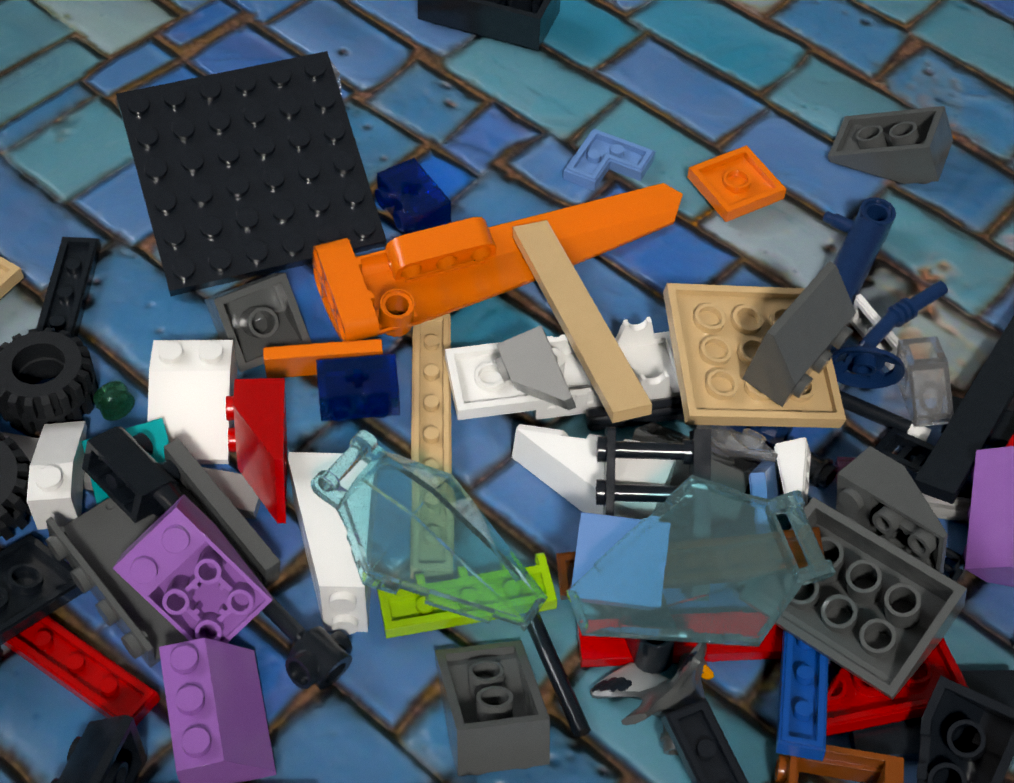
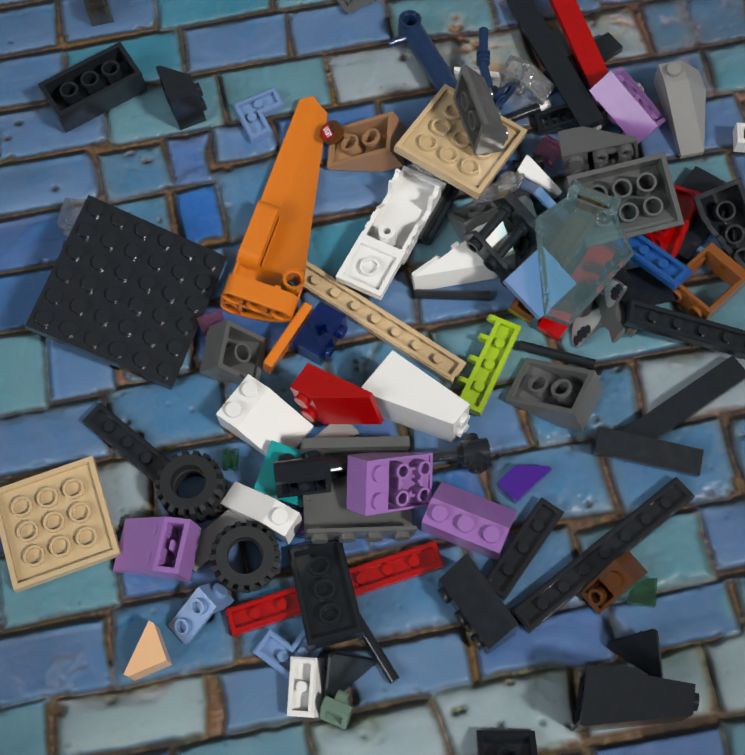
camera: 45 degrees left, 15 degrees up
(277, 264) = (210, 319): none -> clear pink tile
(327, 748) = (521, 480): none -> dark purple tile
(412, 197) = (211, 225): clear blue brick -> none
(426, 536) = (456, 358): clear light blue windscreen -> none
(534, 368) = (392, 241): light grey slope -> none
(540, 498) = (452, 295): none -> black bar
(546, 74) = (182, 96): none -> black slope
(582, 323) = (368, 200): tan tile -> none
(647, 236) = (331, 132): none -> reddish brown tile
(647, 268) = (368, 145): none -> medium nougat slope
(736, 183) = (329, 66): orange plate -> none
(743, 704) = (643, 287): none -> black plate

